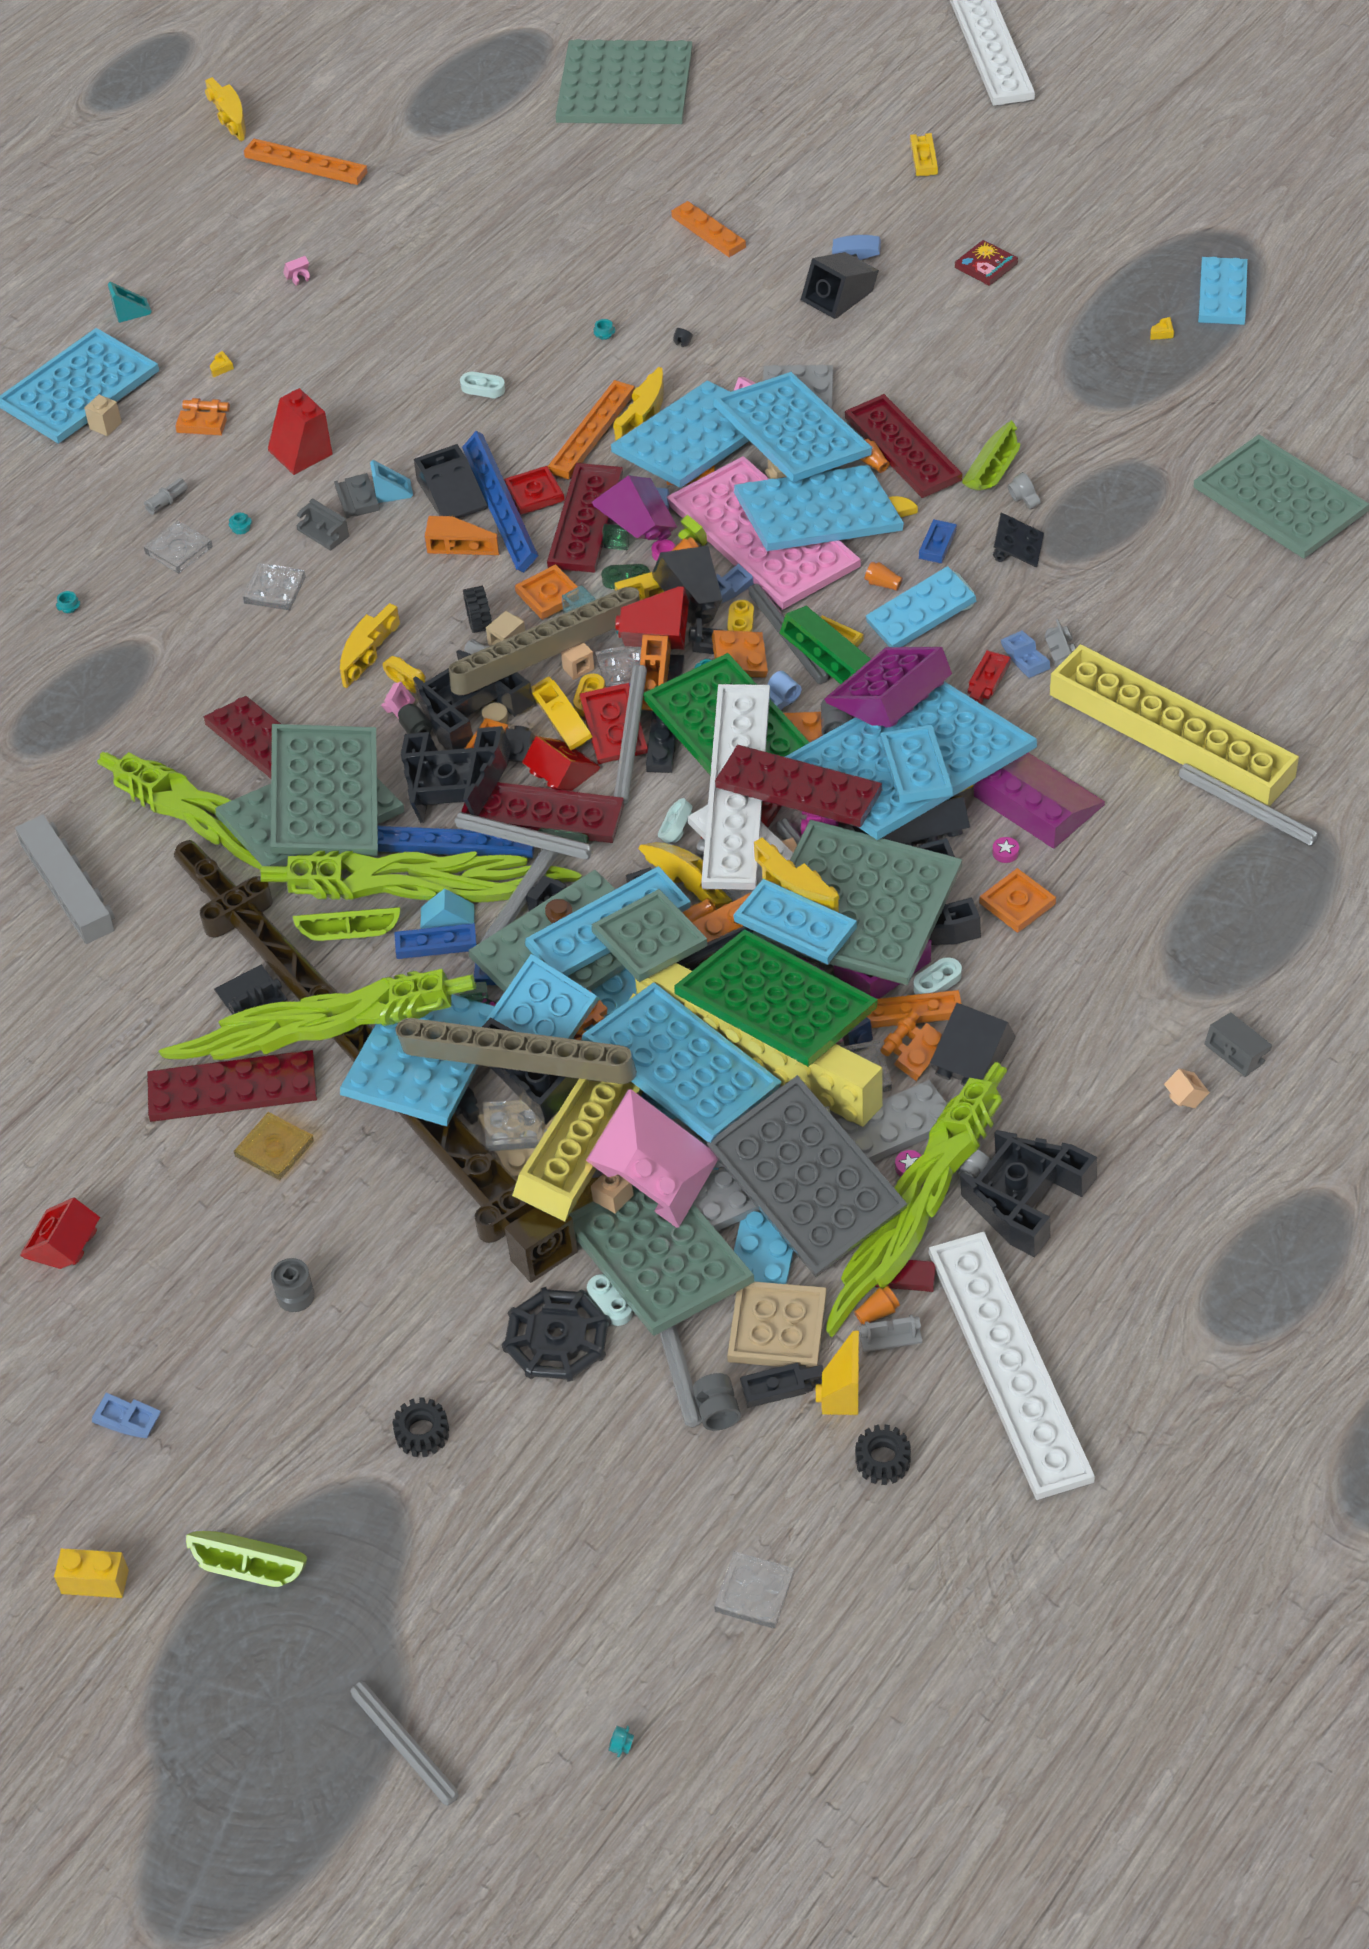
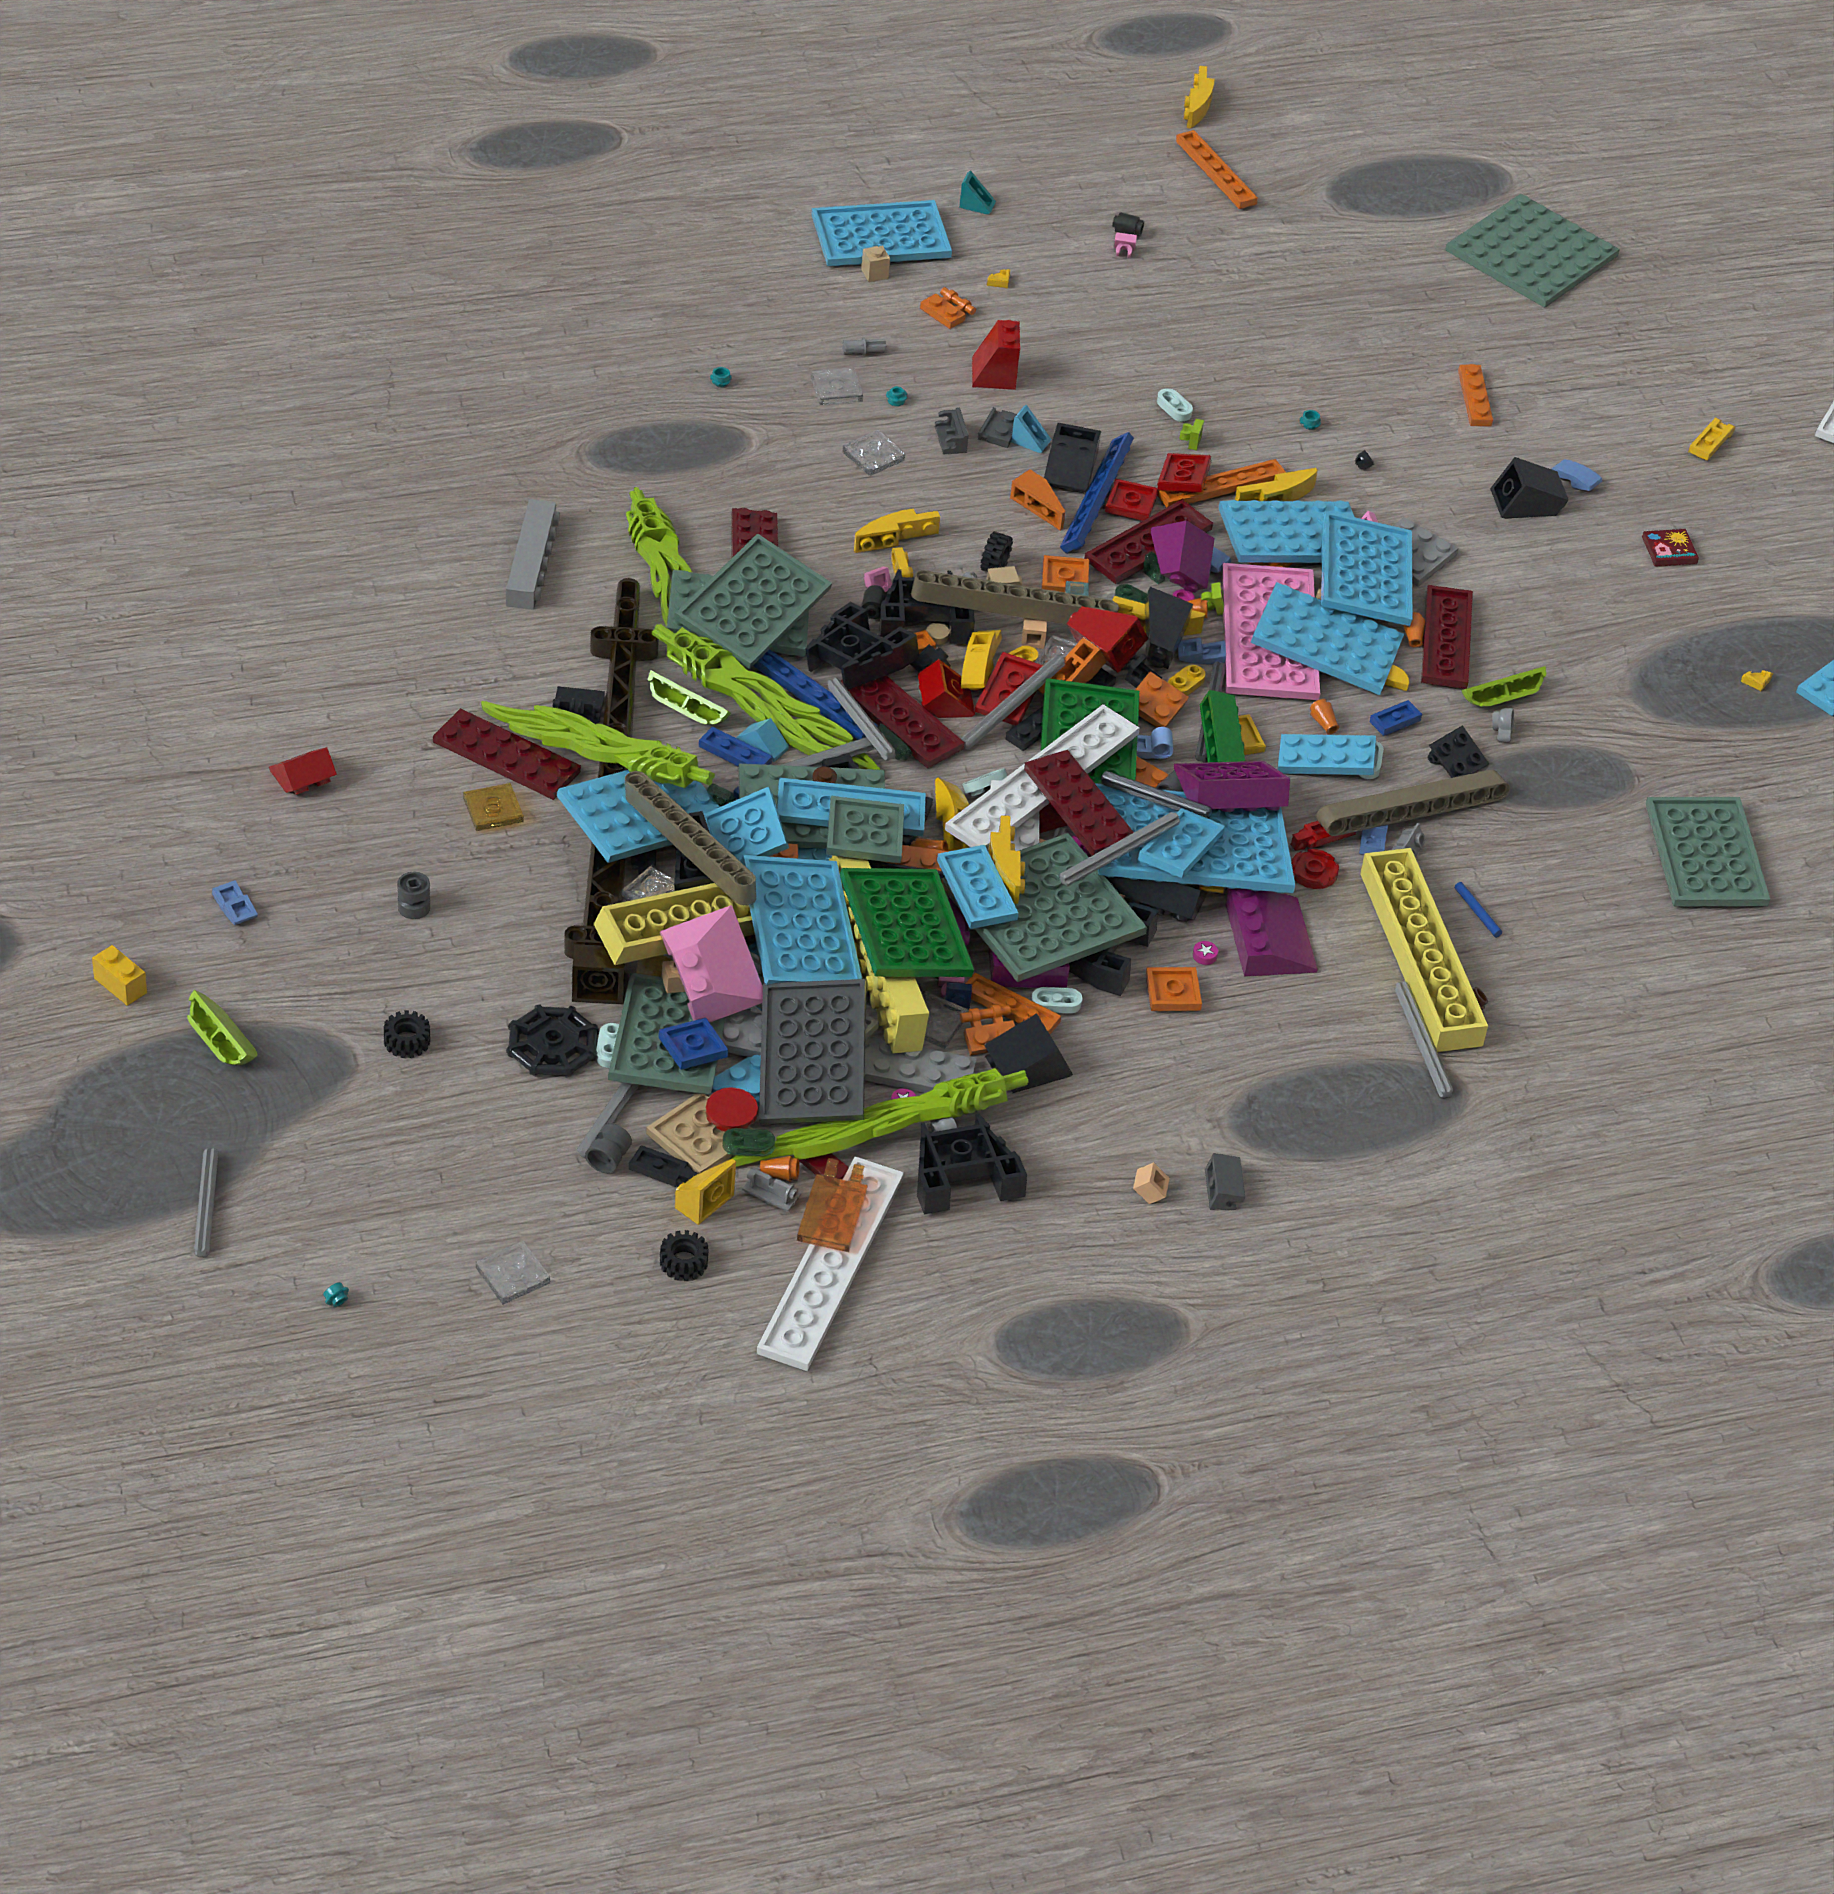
camera: 30 degrees right, 5 degrees down
(283, 251) = (1128, 224): none -> pearl dark grey brick
(524, 400) = (1192, 433): none -> lime tile
(554, 438) = (1184, 472): none -> red tile
(698, 1245) = (693, 1043): none -> blue plate
(786, 1283) = (731, 1109): none -> red tile
(835, 1303) = (748, 1142): none -> clear green plate
(844, 736) = (1154, 794): none -> black axle
(879, 804) = (1119, 849): none -> light grey axle
(966, 1310) = (833, 1208): none -> clear orange tile
(1015, 710) = (1314, 869): none -> red tile
(1032, 605) = (1412, 802): none -> dark tan beam
(1168, 662) = (1478, 909): none -> blue bar

